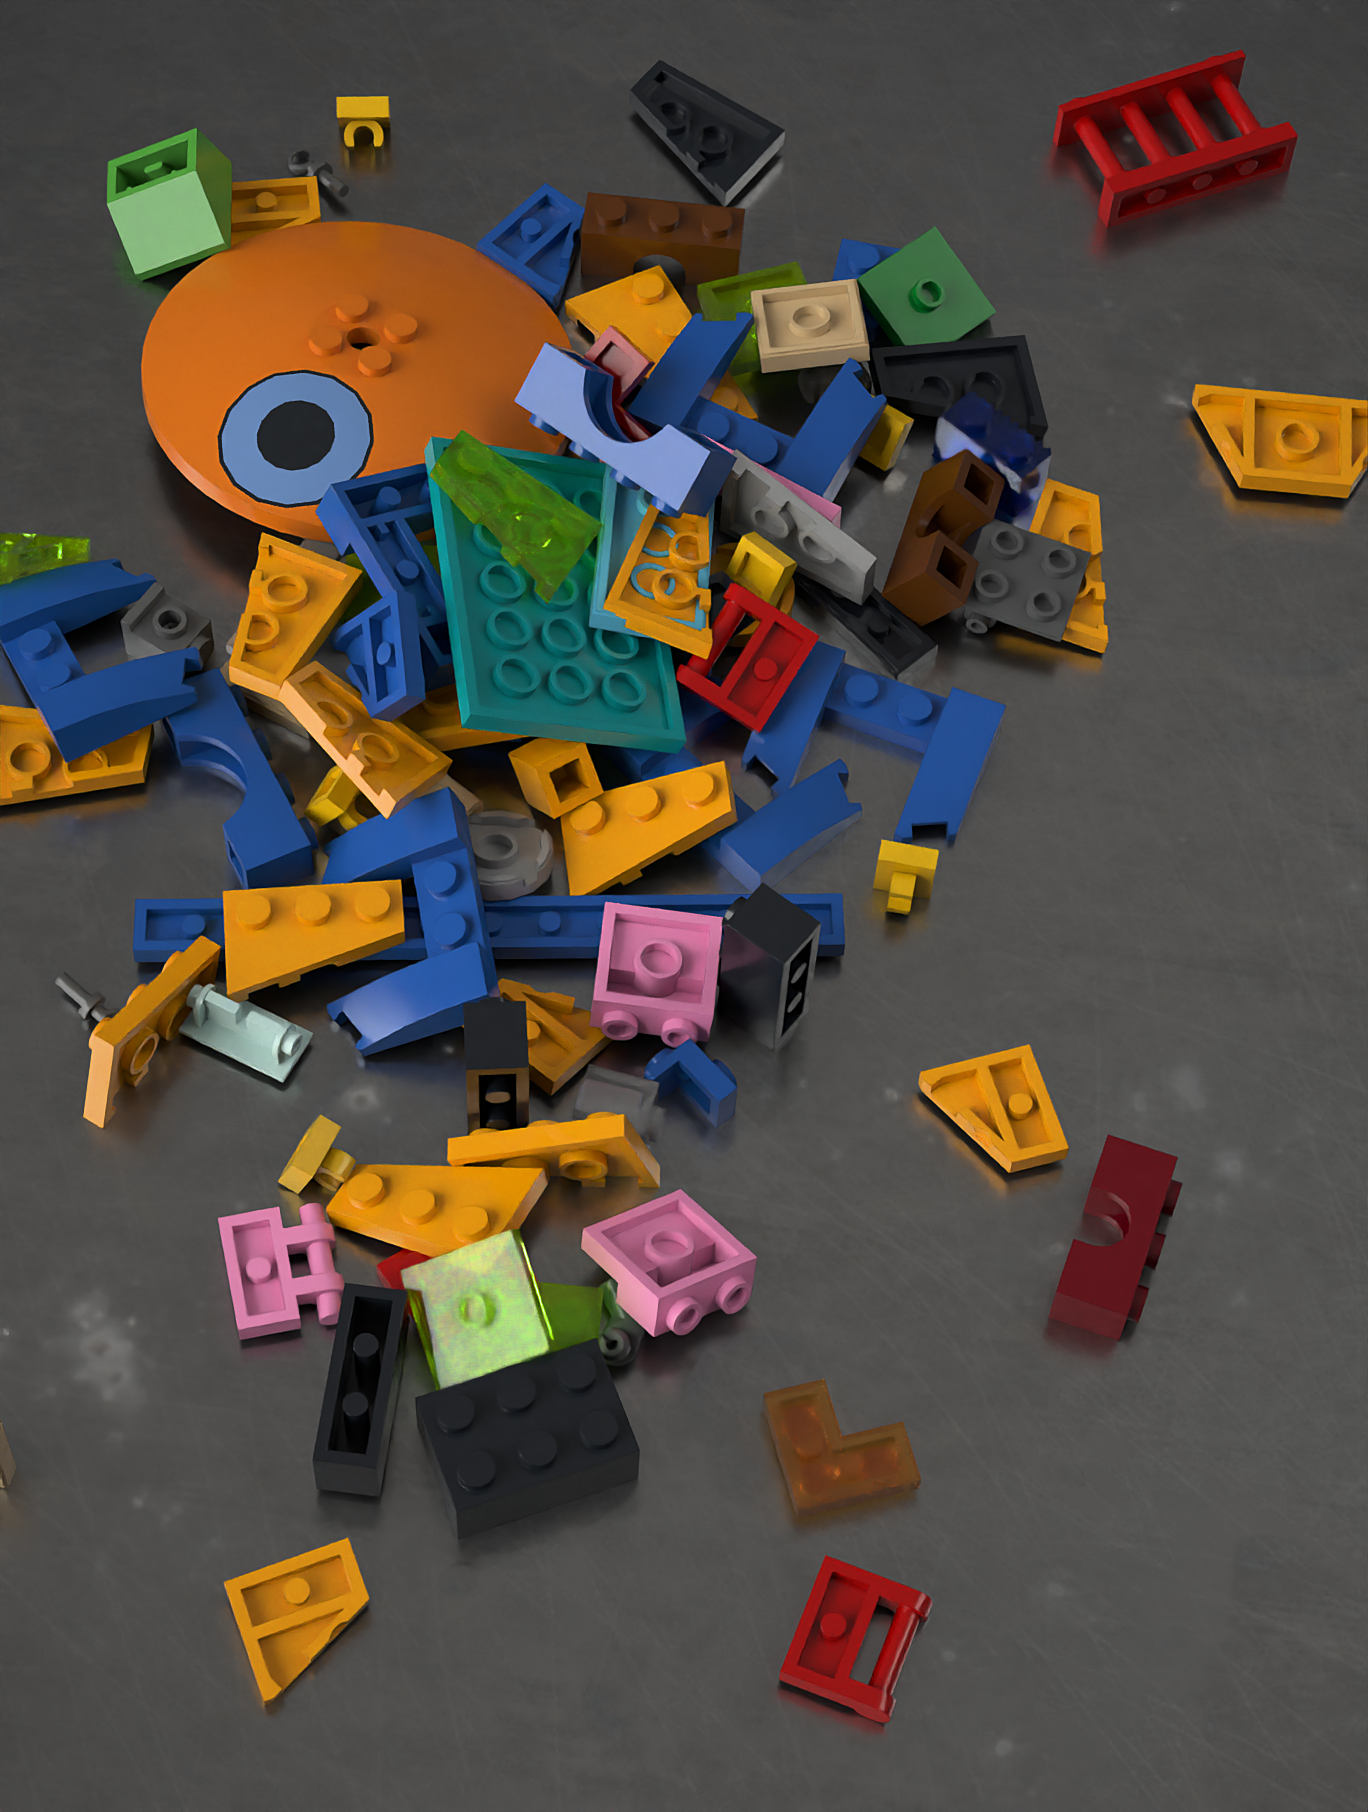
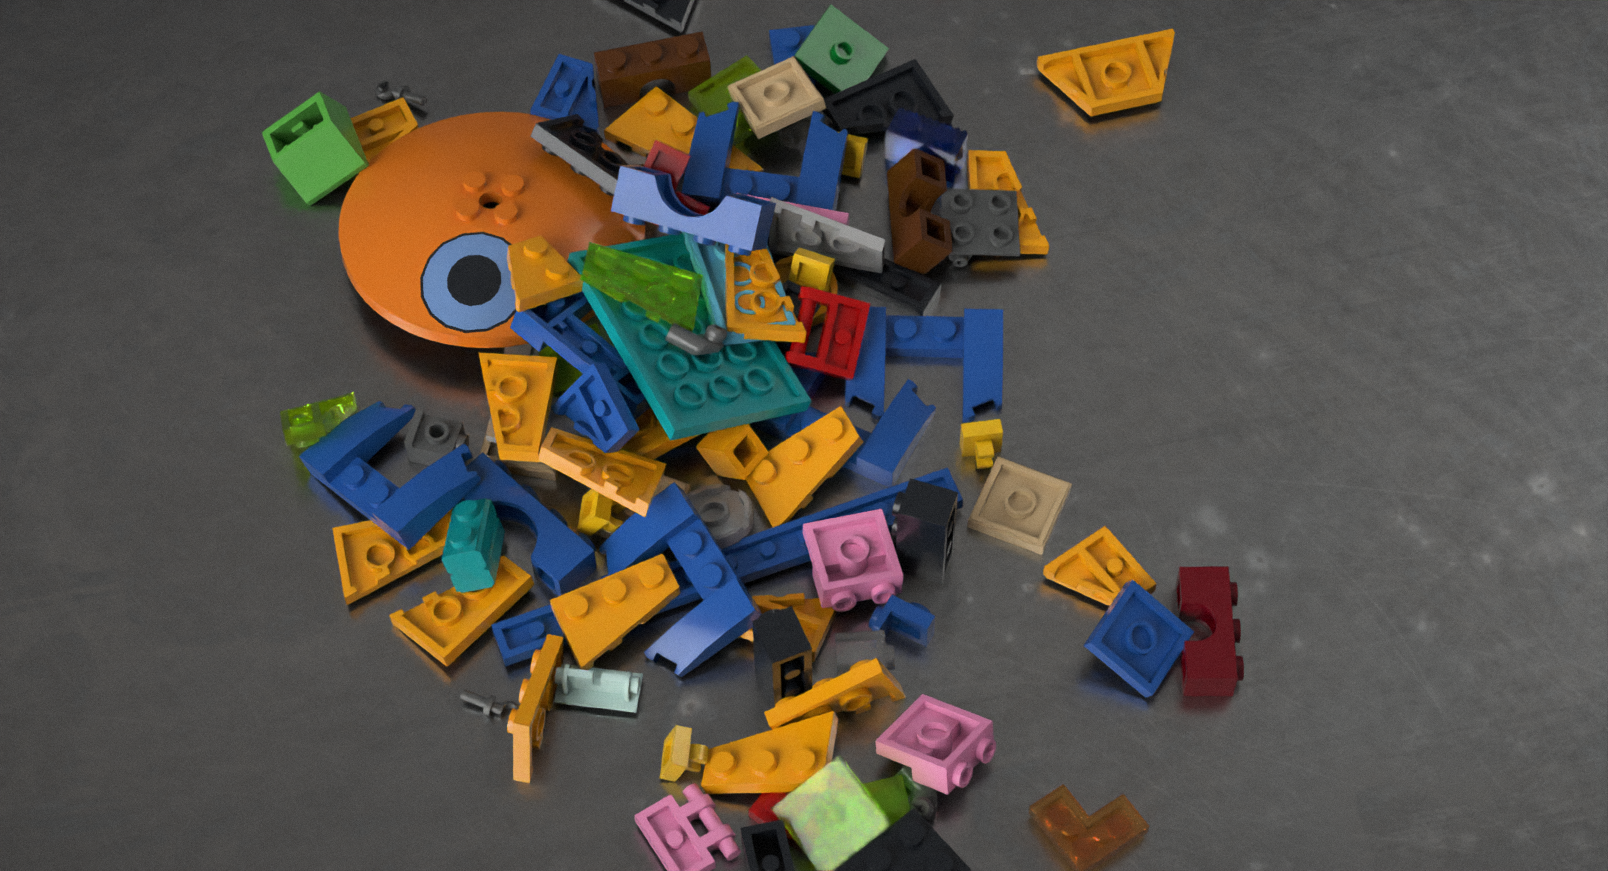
camera: 15 degrees left, 0 degrees up
(107, 872) = (454, 620): none -> light orange wing
(153, 785) = (473, 545): none -> teal brick
(363, 114) = (417, 44): yellow tile -> none
(380, 452) = (540, 274): none -> light orange wing
(510, 306) = (580, 149): none -> black wing
(555, 612) = (697, 343): none -> dark grey arm
(924, 979) = (1019, 505): none -> tan tile
(1012, 1214) = (1138, 638): none -> blue plate

